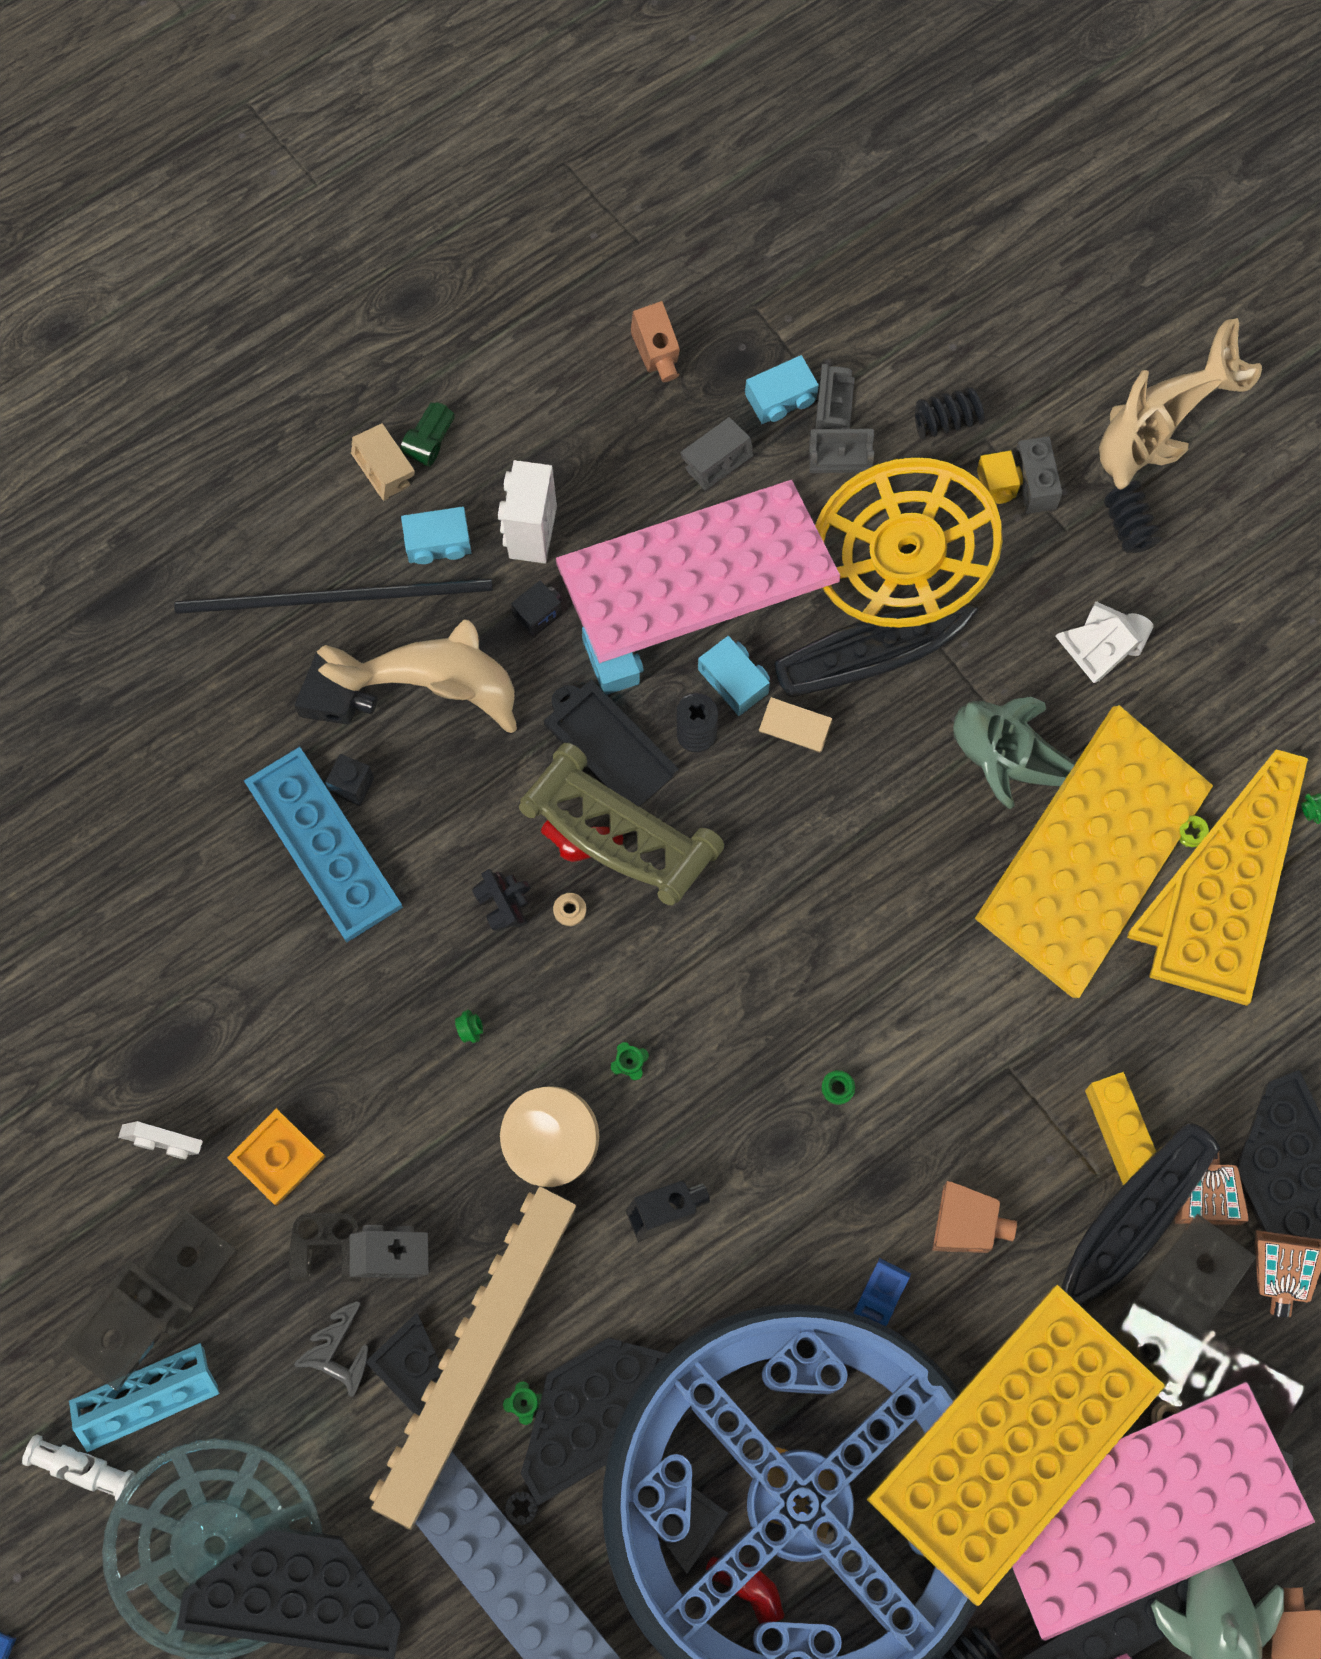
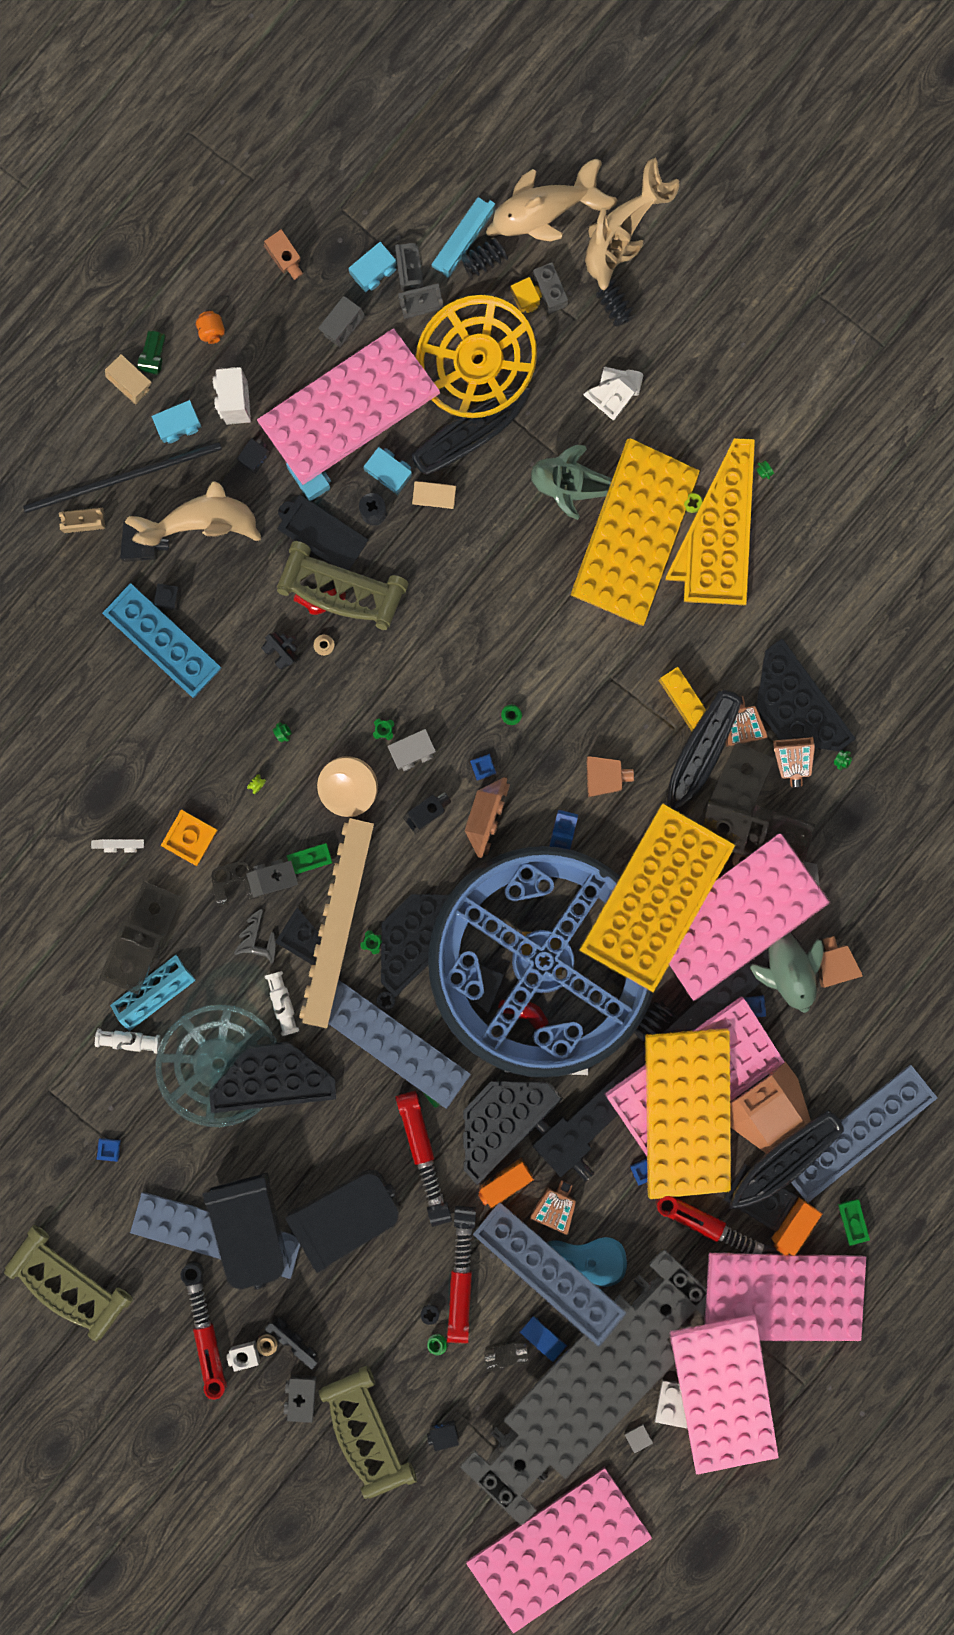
camera: 10 degrees left, 15 degrees up
(255, 642) = (82, 520): none -> tan hinge
(349, 1447) = (280, 999): none -> white piece
(407, 1098) = (257, 784): none -> lime bush
(460, 1238) = (310, 858): none -> green plate
(522, 417) = (210, 327): none -> orange head
(667, 1104) = (411, 750): none -> light grey piece
(755, 1237) = (483, 813): none -> nougat wedge
(773, 1160) = (483, 767): none -> blue tile
(925, 380) = (463, 236): none -> medium azure fence
(1040, 357) = (534, 208): none -> tan animal

